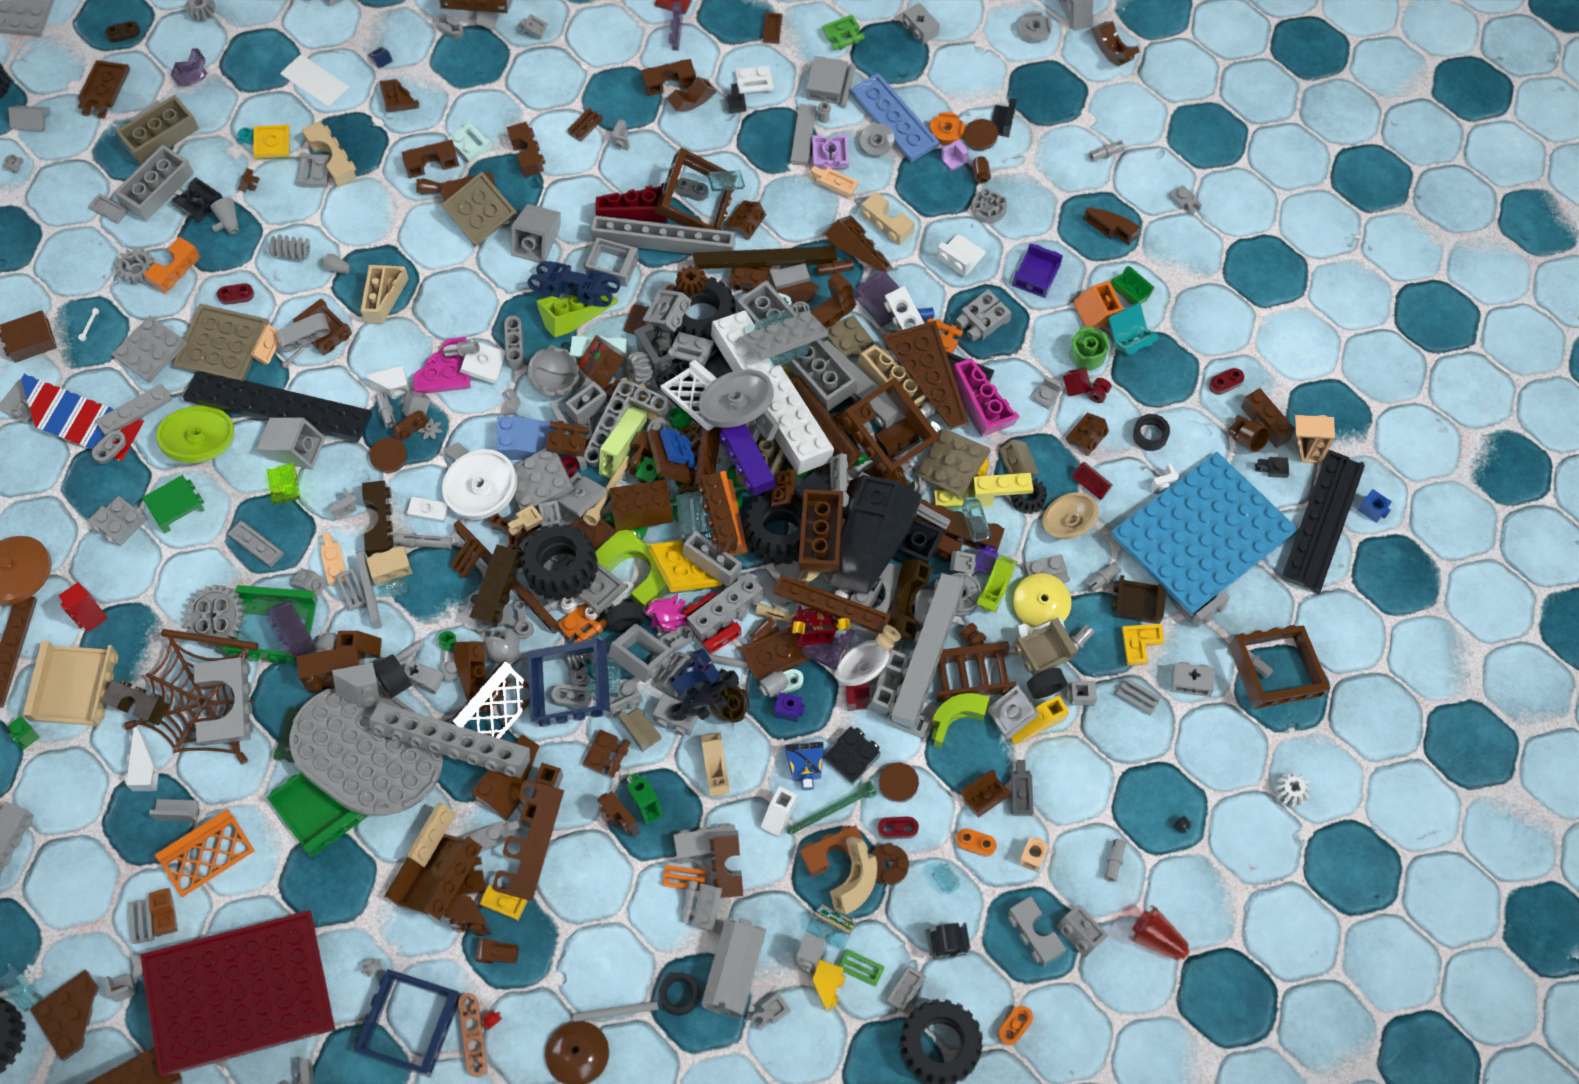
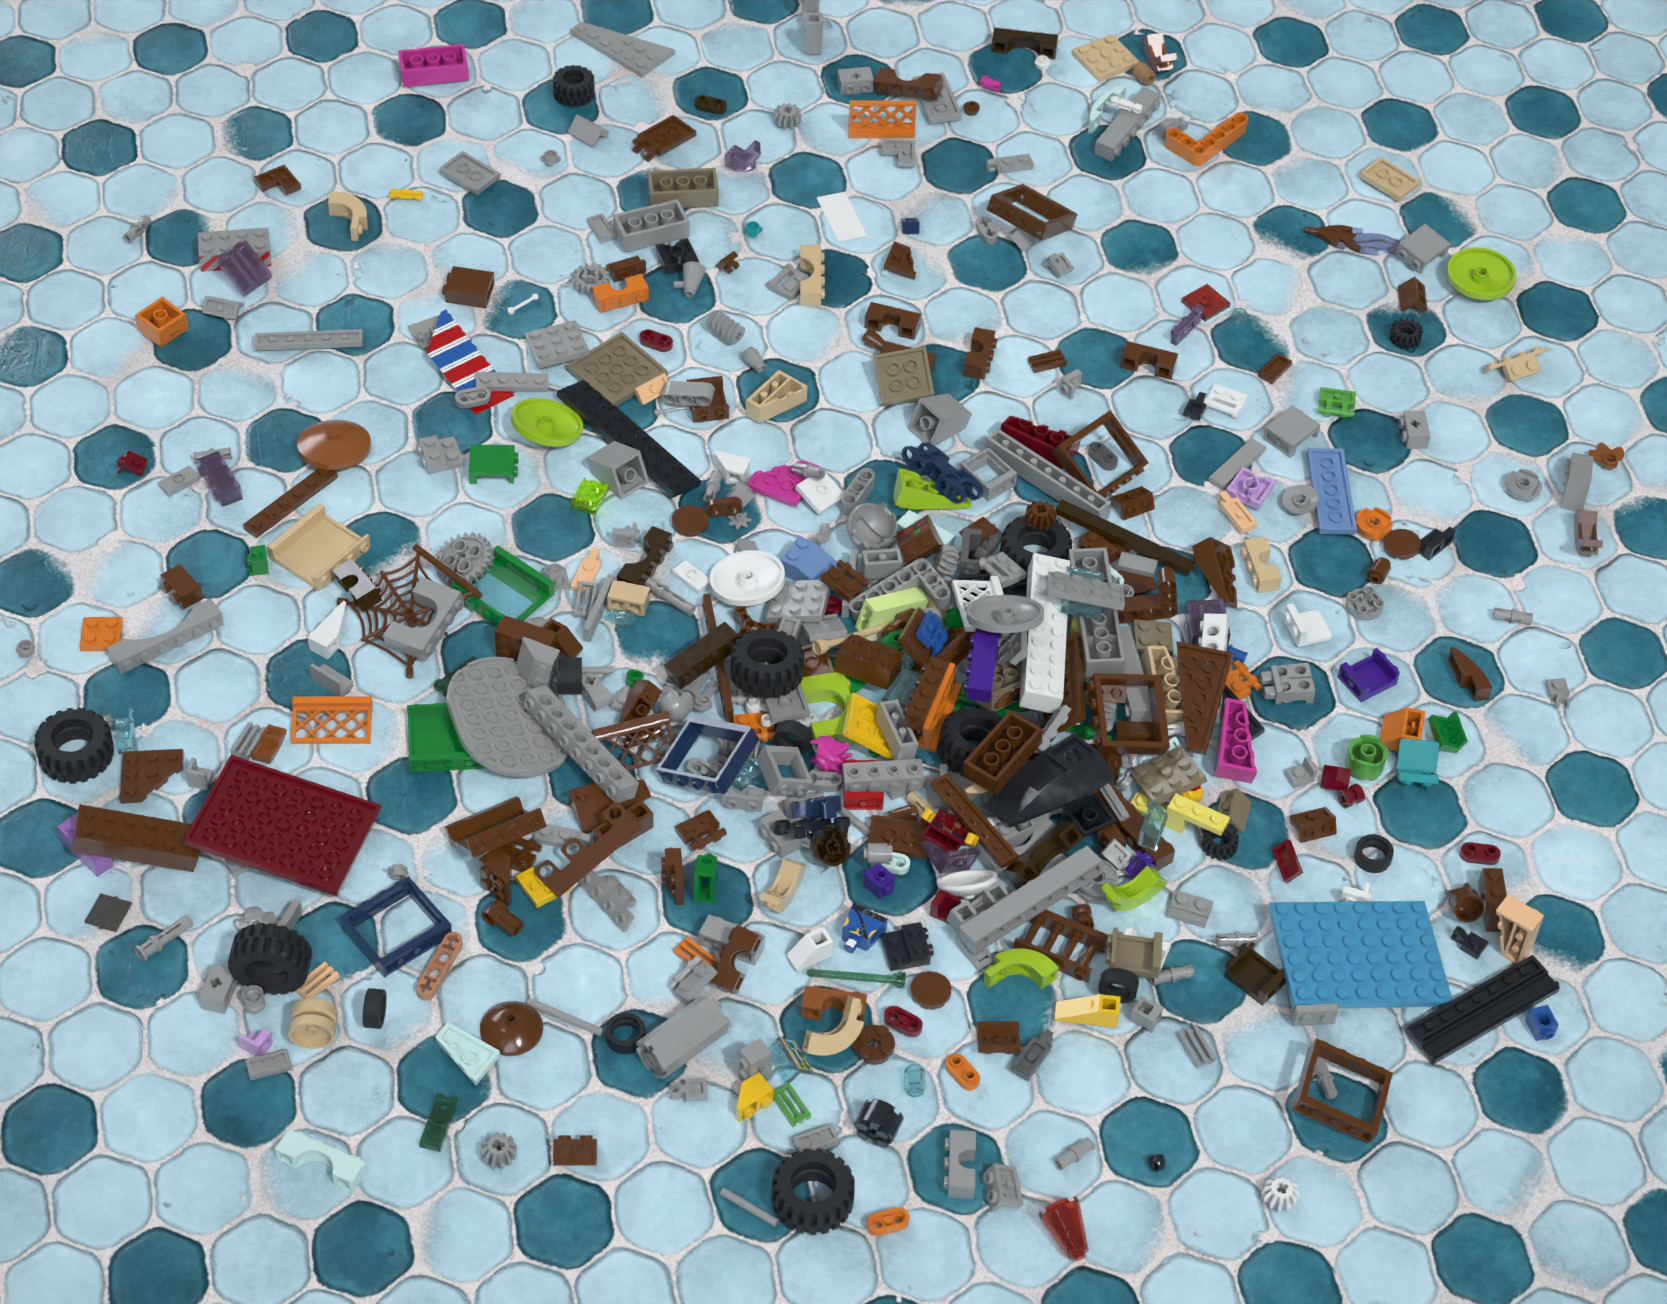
camera: 30 degrees right, 15 degrees down
(82, 607) = (366, 494): red wedge -> none
(159, 237) = (626, 268): none -> reddish brown bracket
(255, 544) = (535, 528): light grey tile -> none
(271, 141) = (770, 243): yellow plate -> none
(290, 630) = (514, 596): clear purple brick -> none
(431, 834) = (514, 803): tan plate -> none
(465, 554) = (696, 625): reddish brown tile -> none
(466, 145) = (931, 326): light aqua plate -> none
(491, 1019) = (462, 962): red plate -> none
(526, 518) = (765, 620): tan plate -> none
(577, 868) = (611, 897): none -> light grey bracket
(640, 728) = (742, 828): dark tan panel -> none
(667, 309) = (1003, 526): light grey plate -> none
(696, 95) = (1163, 386): reddish brown brick -> none
(726, 180) = (1134, 459): clear light blue plate -> none
(784, 488) = (996, 710): reddish brown slope -> none
(824, 109) = (1269, 451): light grey pin -> none
(834, 267) = (1186, 579): reddish brown pin -> none
(849, 77) = (1295, 456): light grey bar -> none
(888, 637) = (1002, 868): tan wheel -> none
(955, 155) = (1364, 547): lavender panel -> none
(1013, 711) = (1071, 990): light grey plate -> none
(1028, 601) = (1179, 932): light yellow dish -> none
(1029, 861) = (1003, 1114): light nougat brick -> none
(1070, 515) = (1243, 874): tan dish -> none
(1136, 640) = (1232, 1001): yellow plate -> none
(1182, 679) = (1255, 1059): light grey brick -> none

